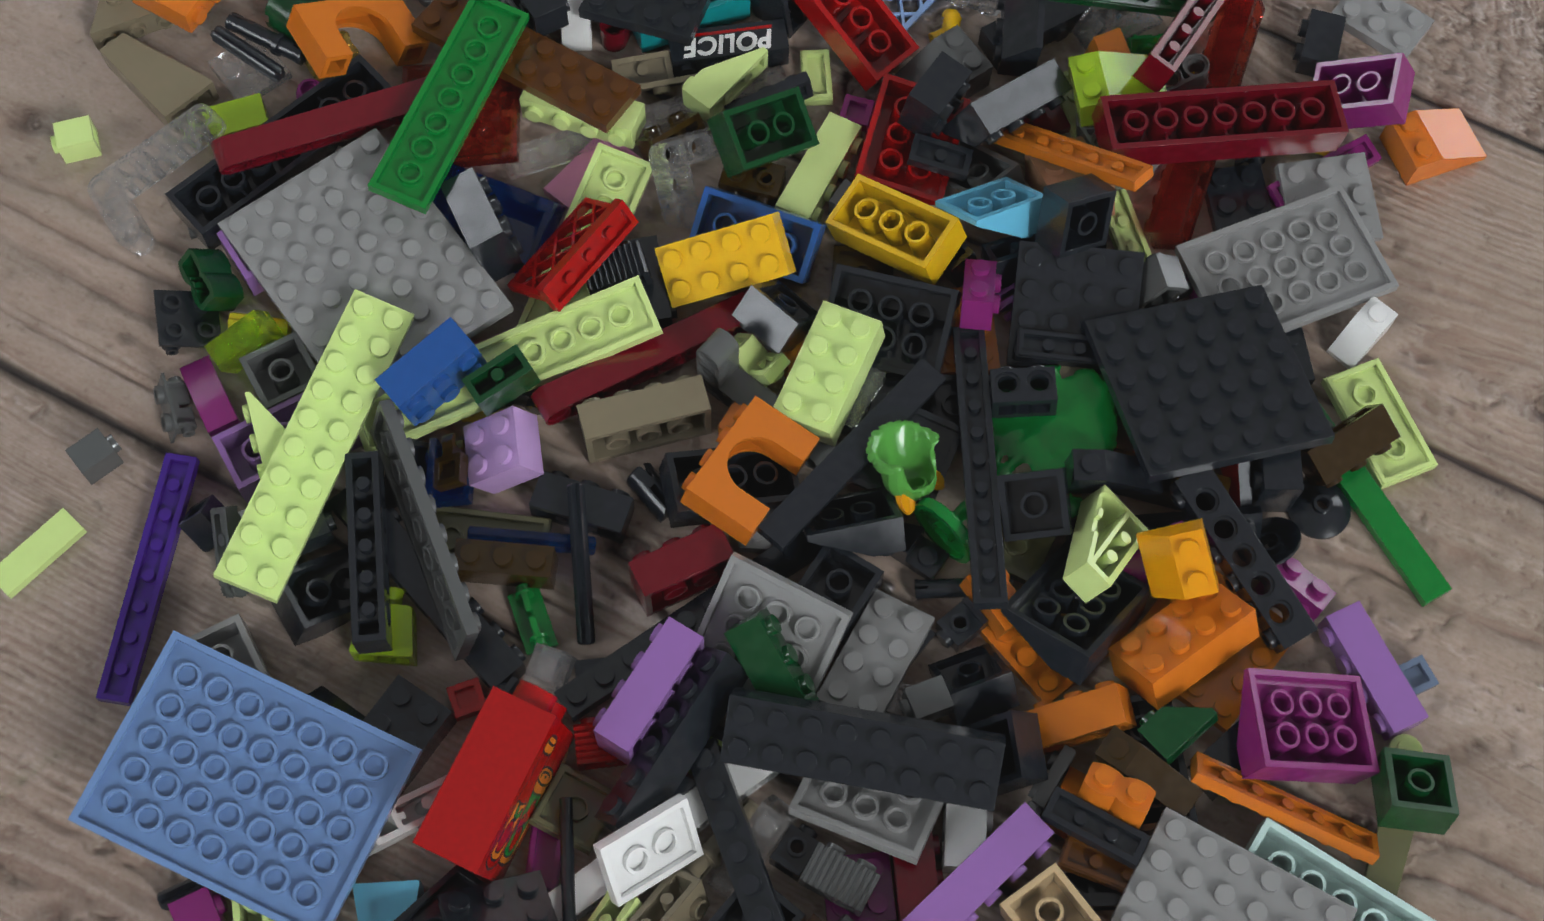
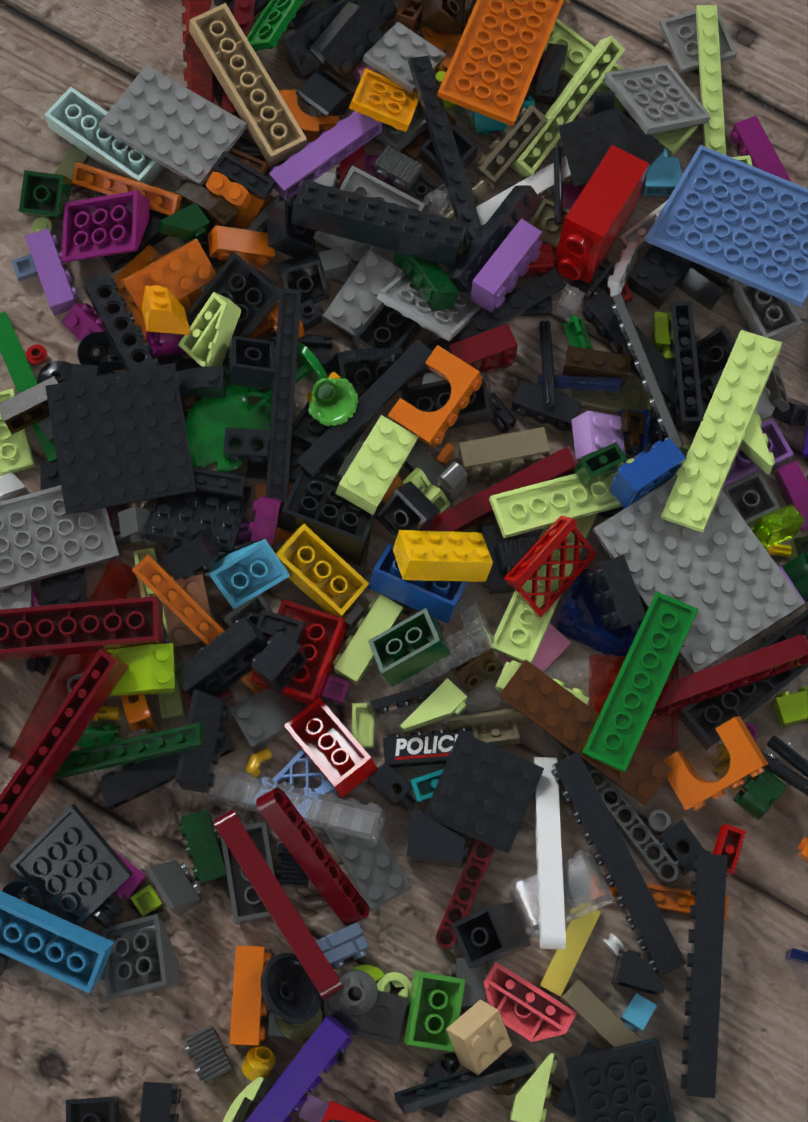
camera: 175 degrees left, 5 degrees up
(462, 724) = (622, 269): none -> white plate
(648, 849) = (510, 180): white plate -> none
(1356, 547) = (36, 360): none -> red plate

